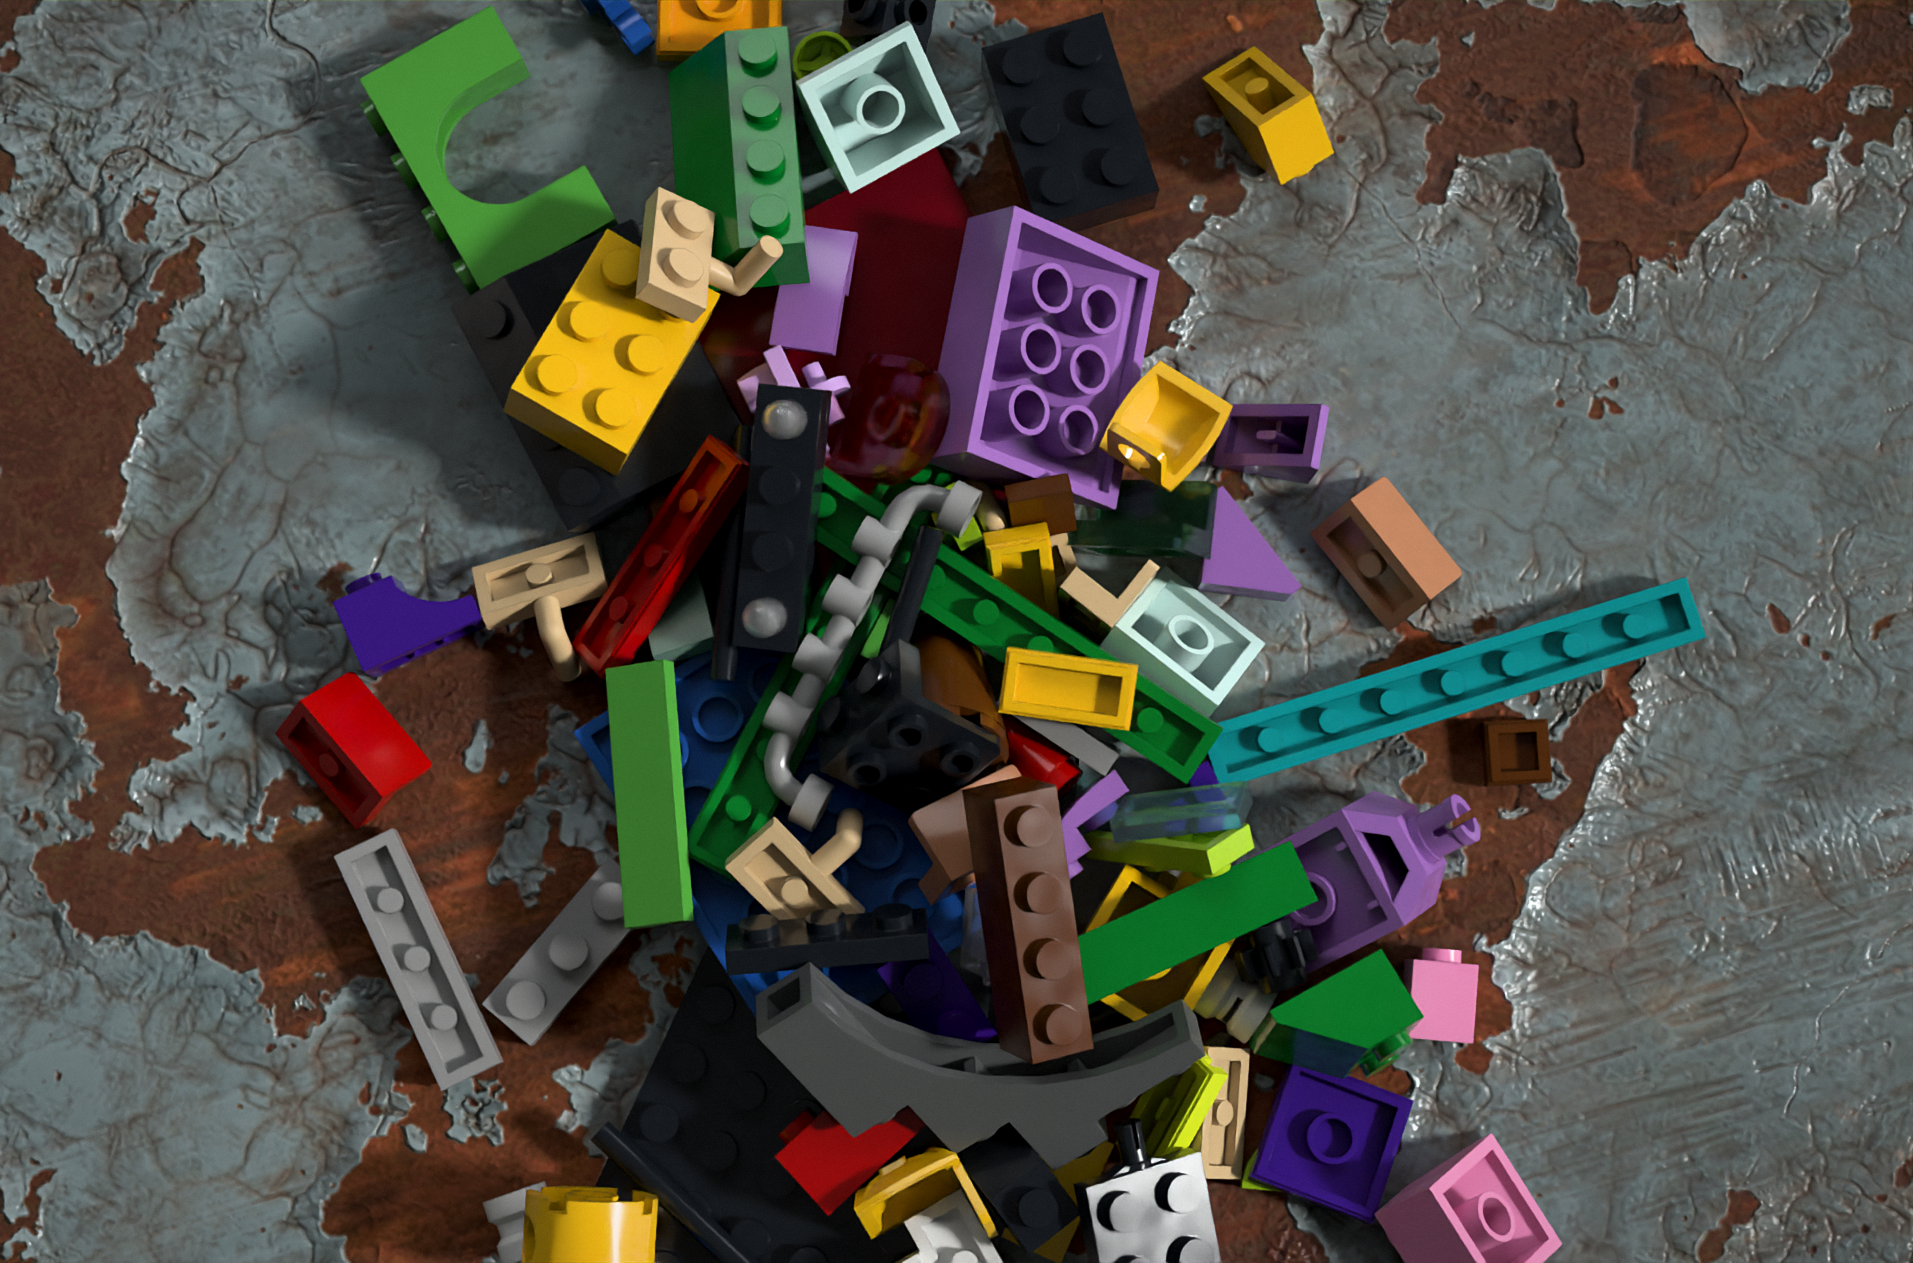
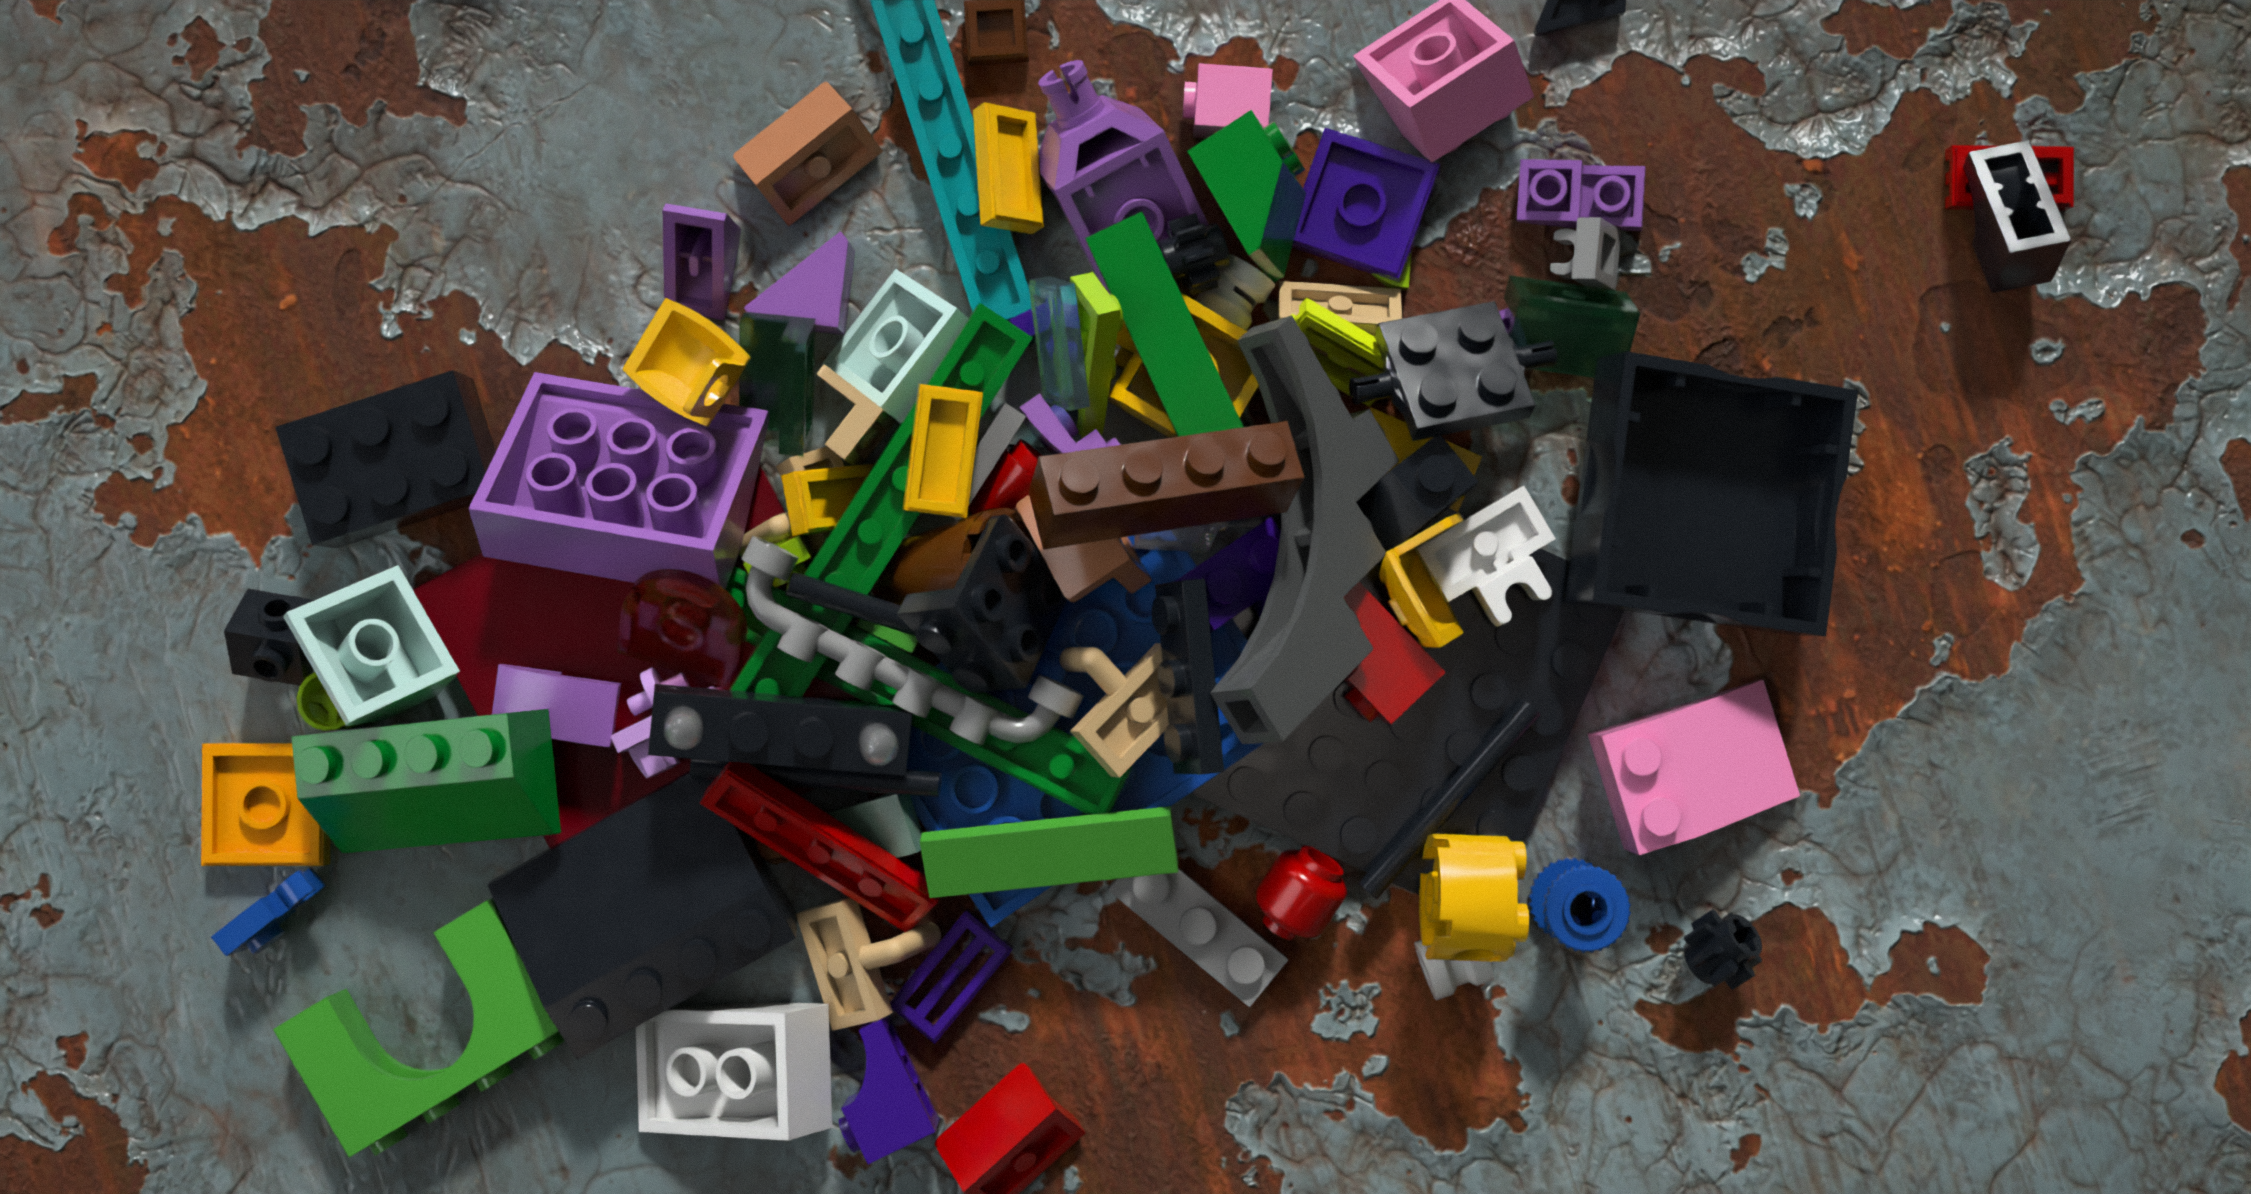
camera: 90 degrees left, 5 degrees up
(418, 959) = (1207, 1069): light grey plate -> none
(433, 468) = (736, 1071): none -> white slope
(565, 726) = (984, 935): none -> dark purple tile
(600, 1060) = (1301, 893): none -> red head
(603, 360) = (618, 900): yellow brick -> none
(678, 258) = (527, 836): tan plate -> none
(1041, 501) = (761, 480): reddish brown tile -> none
(1270, 115) = (378, 264): yellow slope -> none
(1368, 762) = (1008, 168): none -> yellow tile

